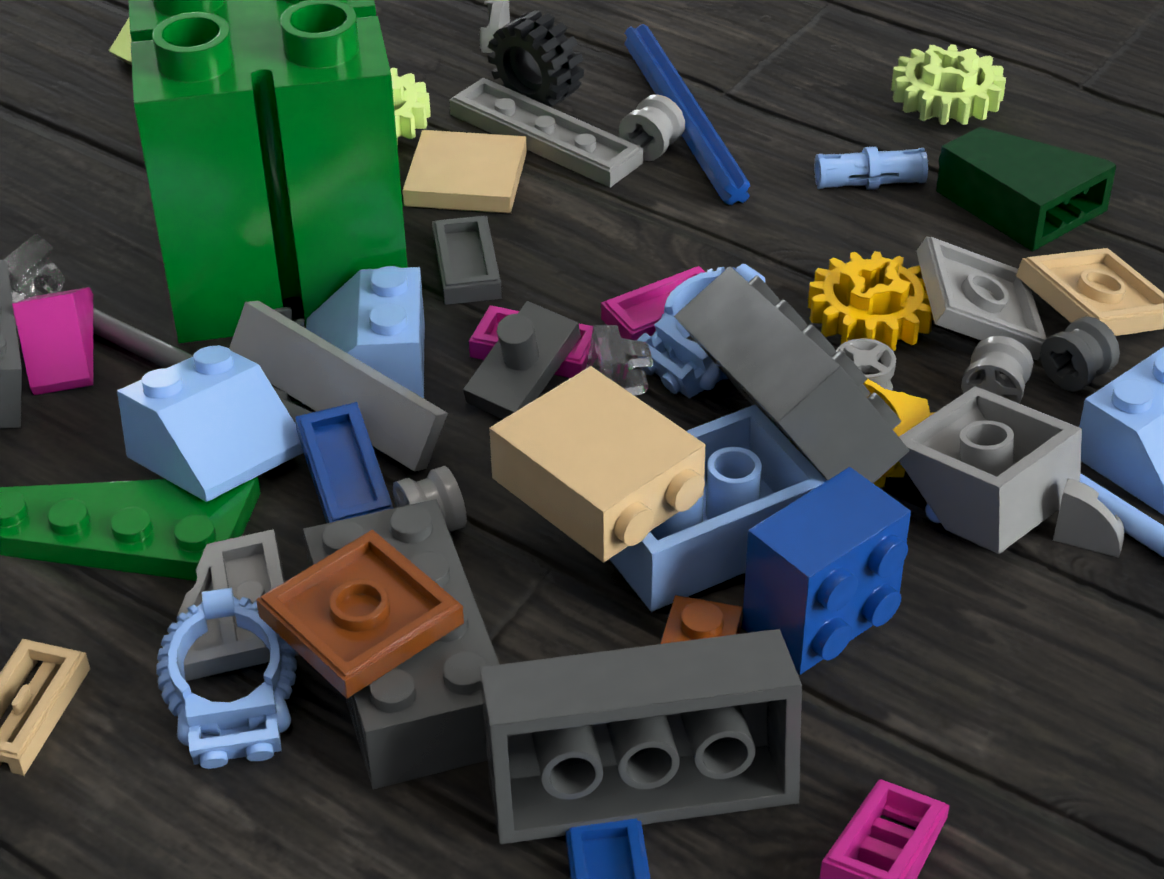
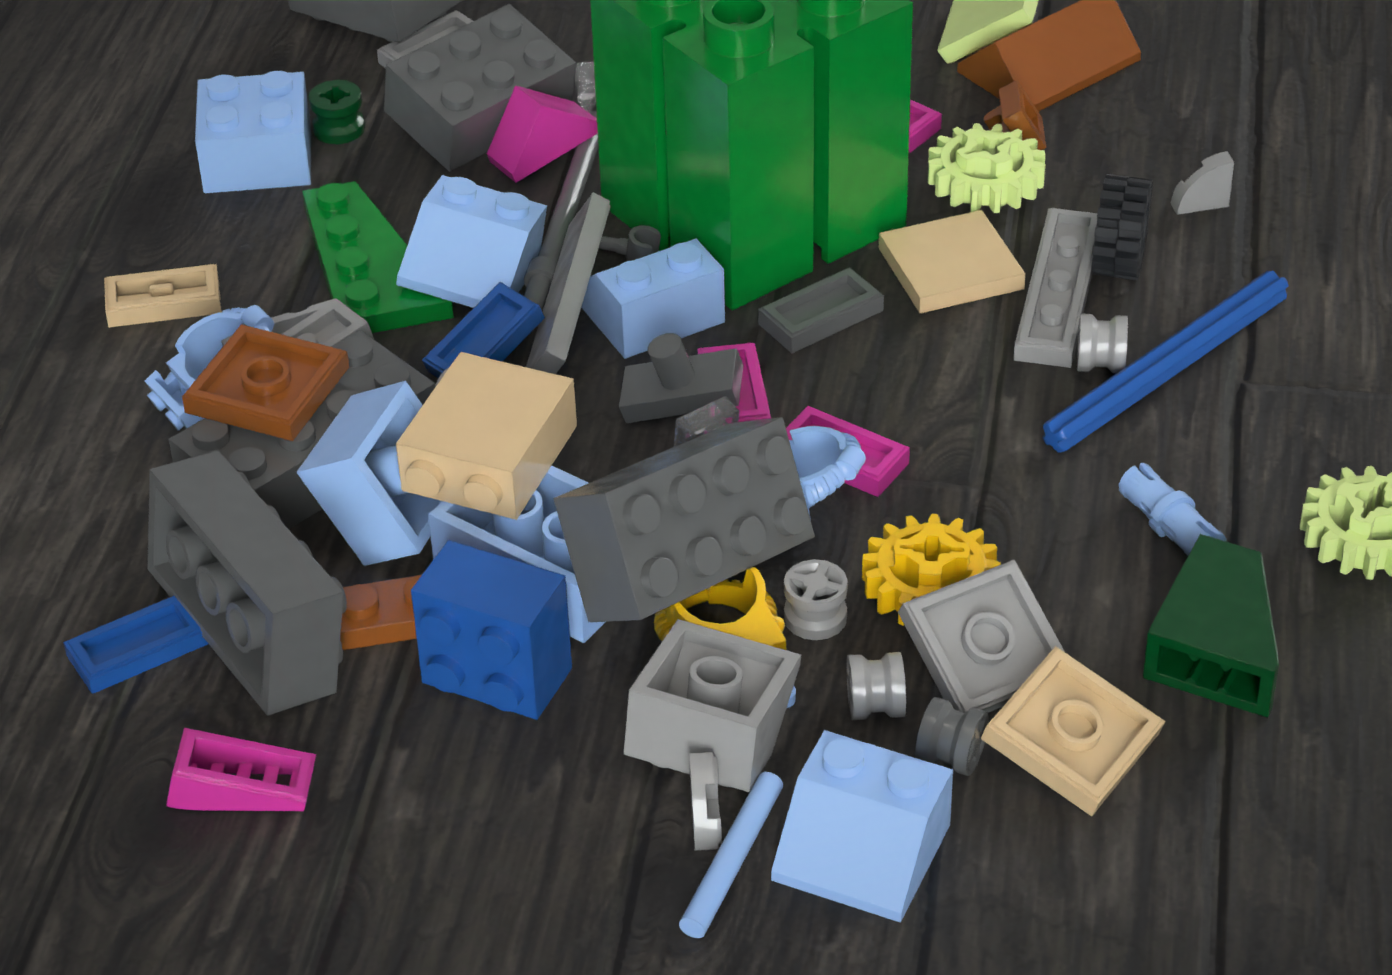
camera: 65 degrees right, 0 degrees up
(545, 576) = (358, 476): none -> light blue brick

